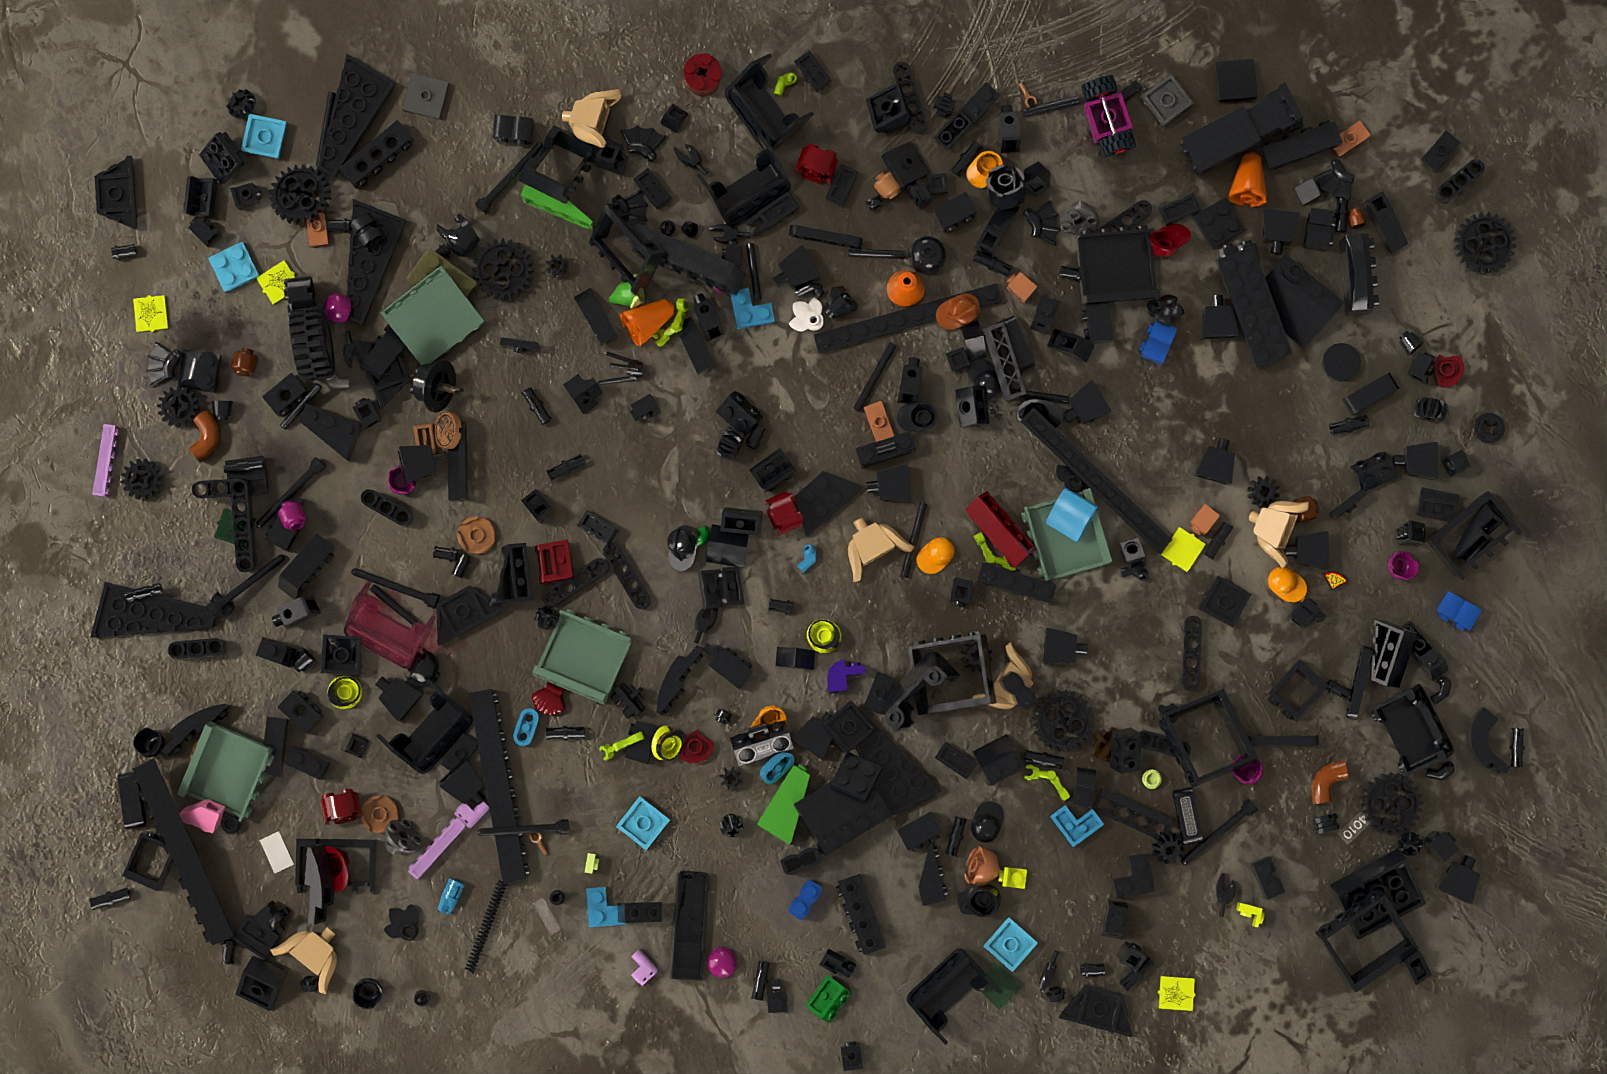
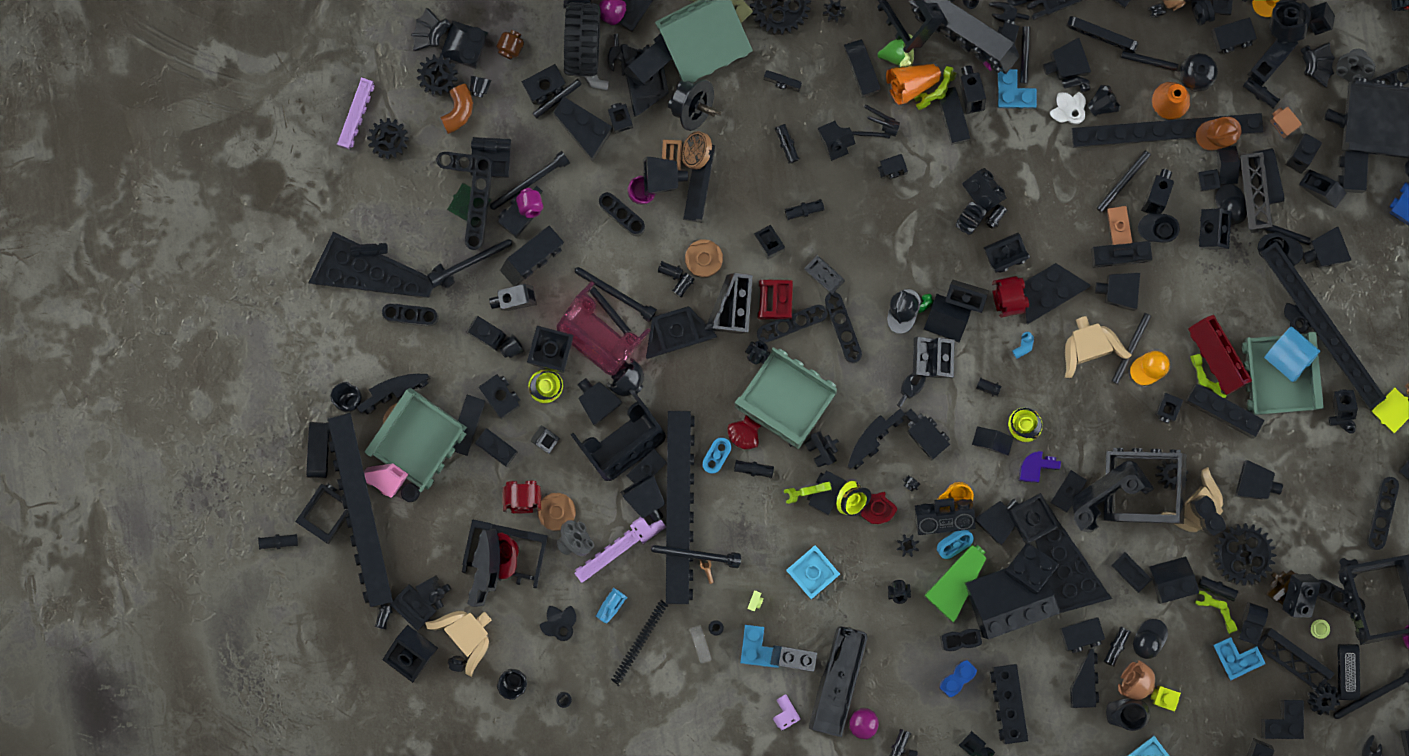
camera: 10 degrees right, 0 degrees up
(276, 852) = (448, 529): white sticker -> none

